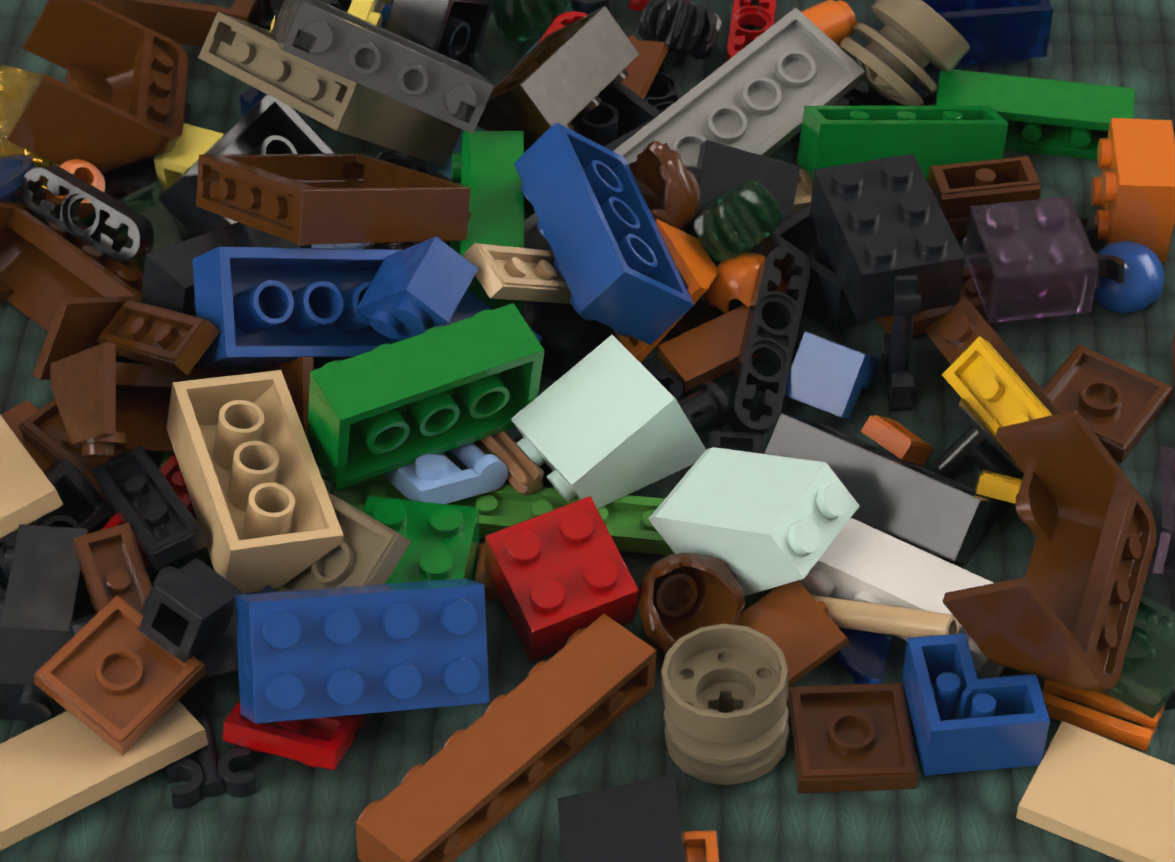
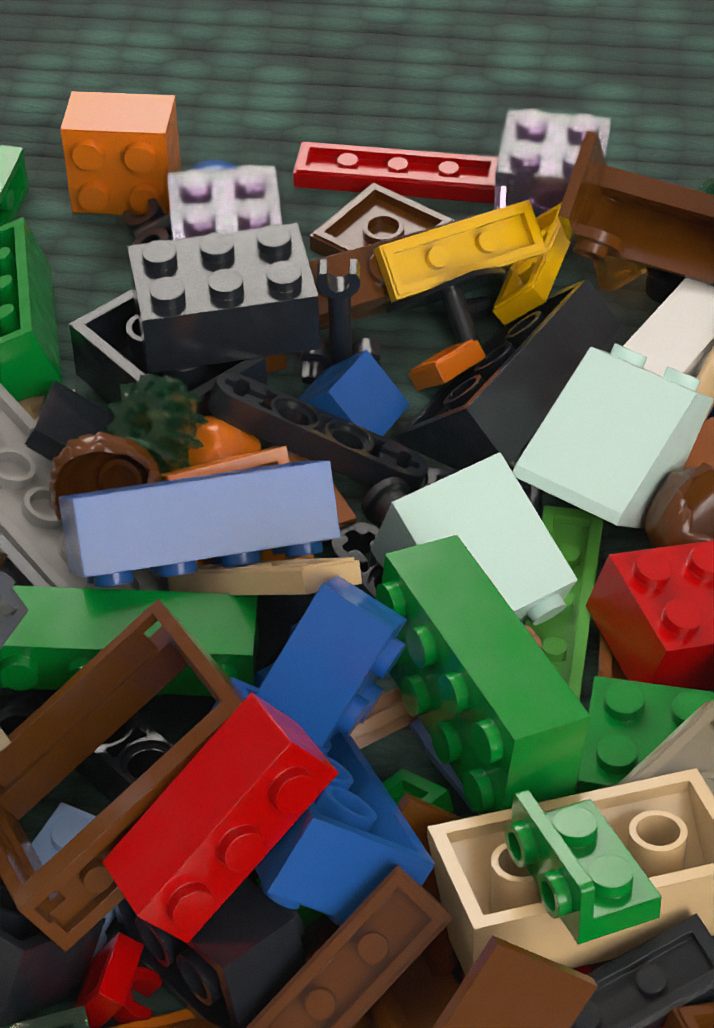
camera: 85 degrees left, 0 degrees up
(217, 429) = (580, 868): none -> green bracket
(234, 212) = (219, 818): none -> red brick
(979, 184) = (101, 255): reddish brown brick -> none

